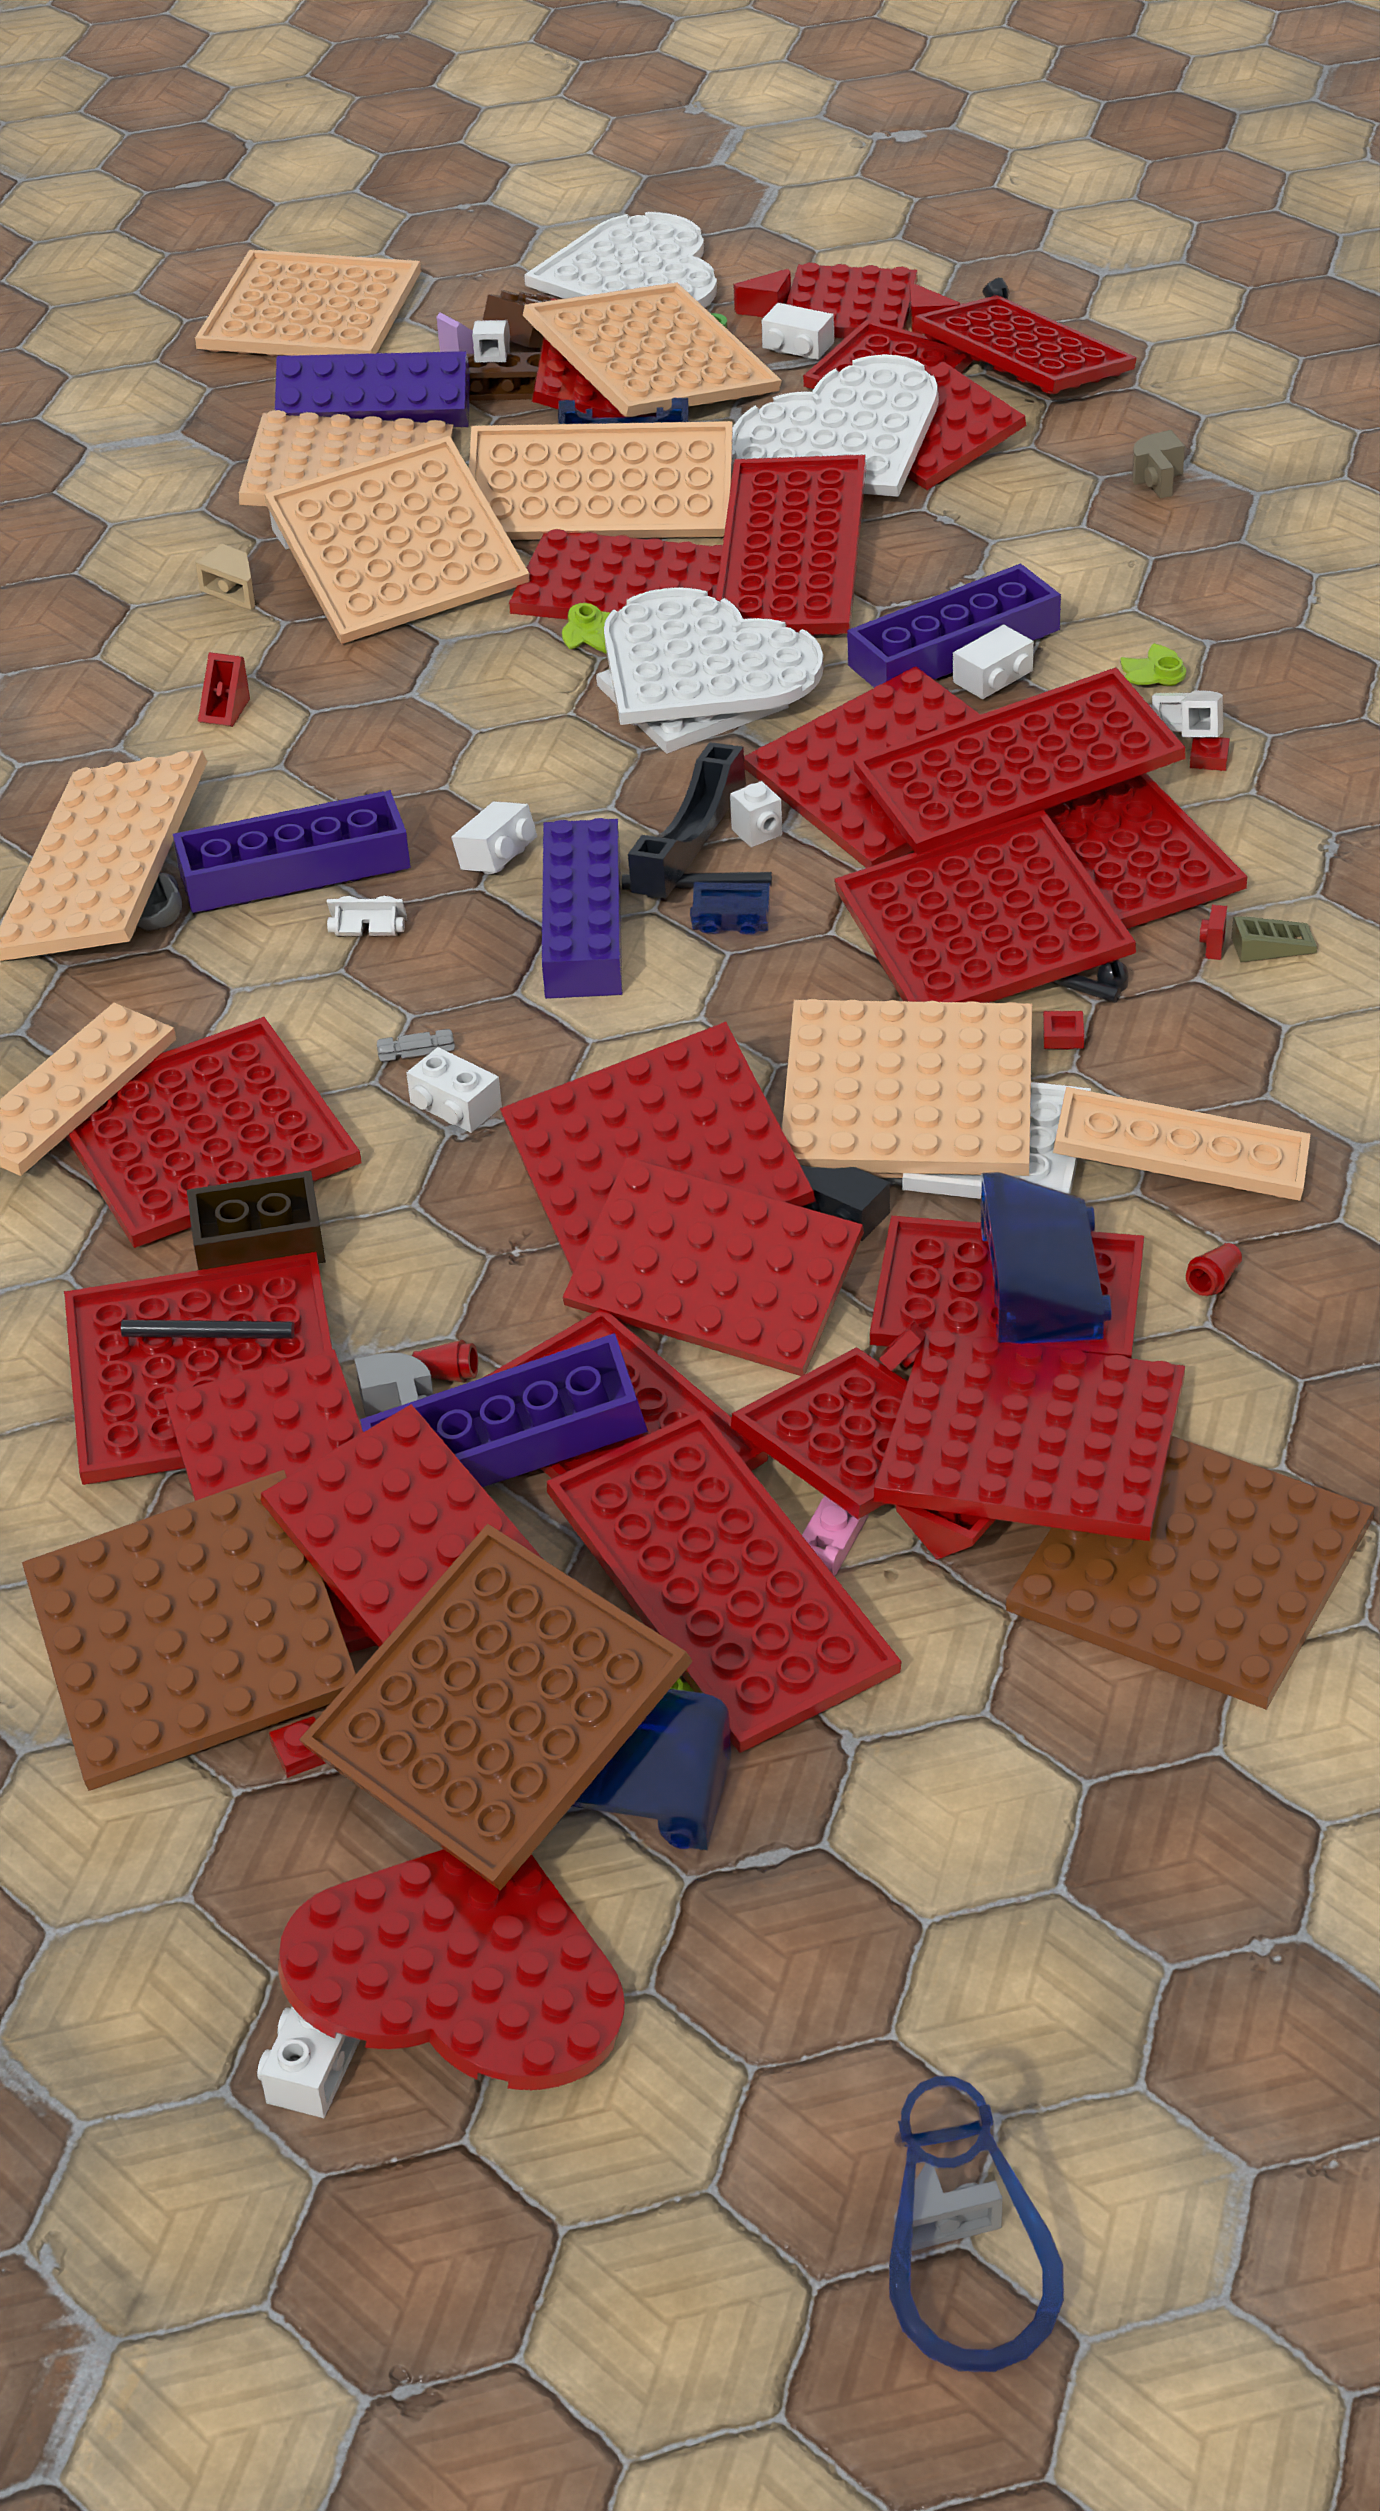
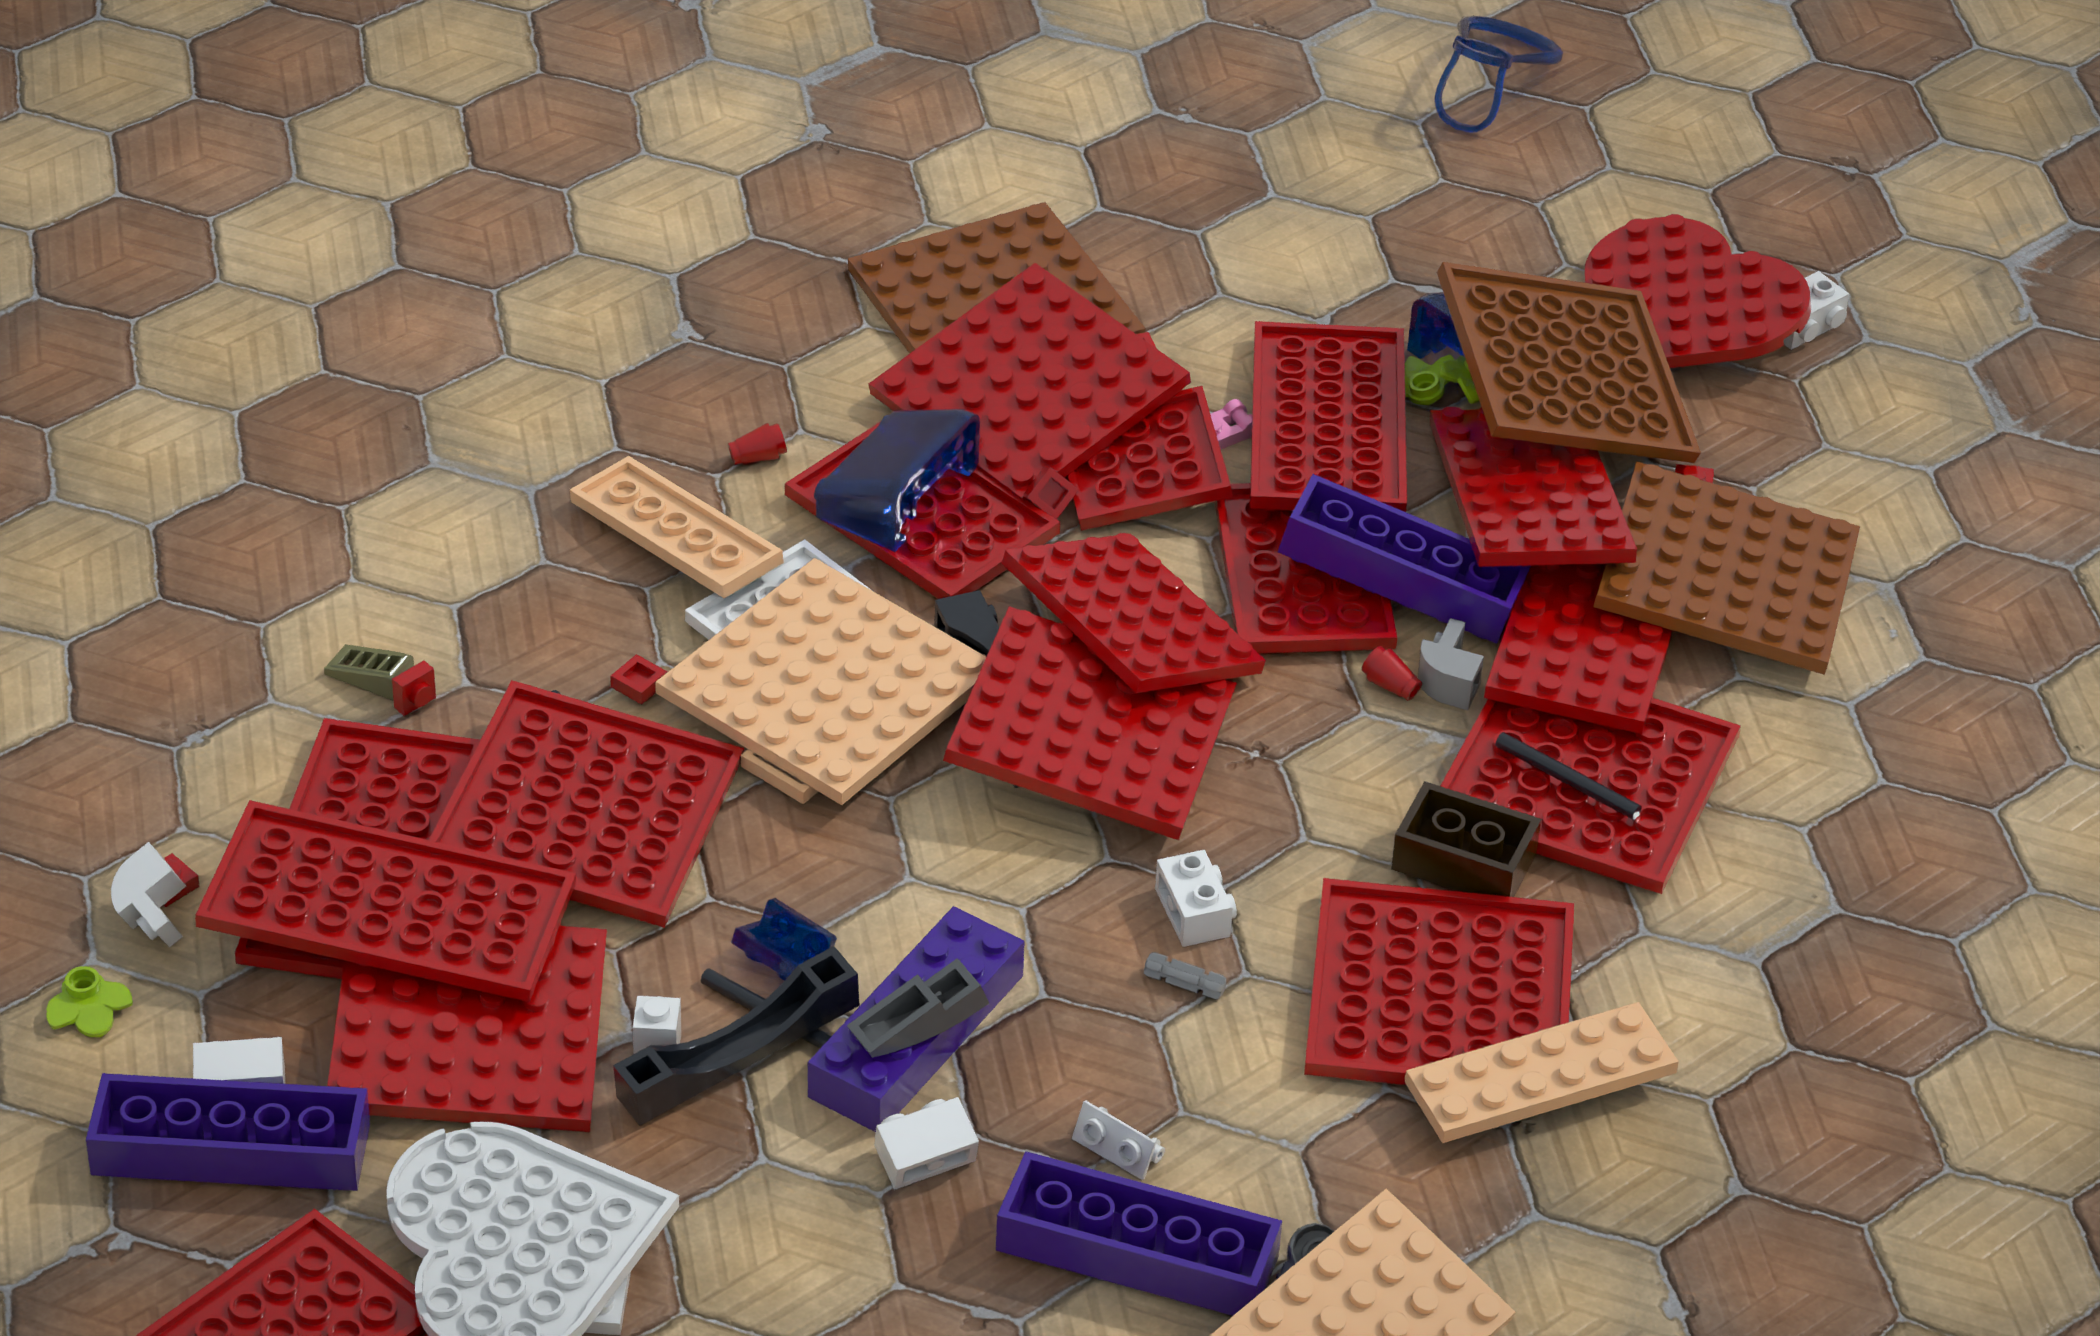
camera: 150 degrees left, 0 degrees up
(556, 855) = (919, 1010): none -> dark grey slope
(953, 2214) = (1481, 81): light grey slope -> none

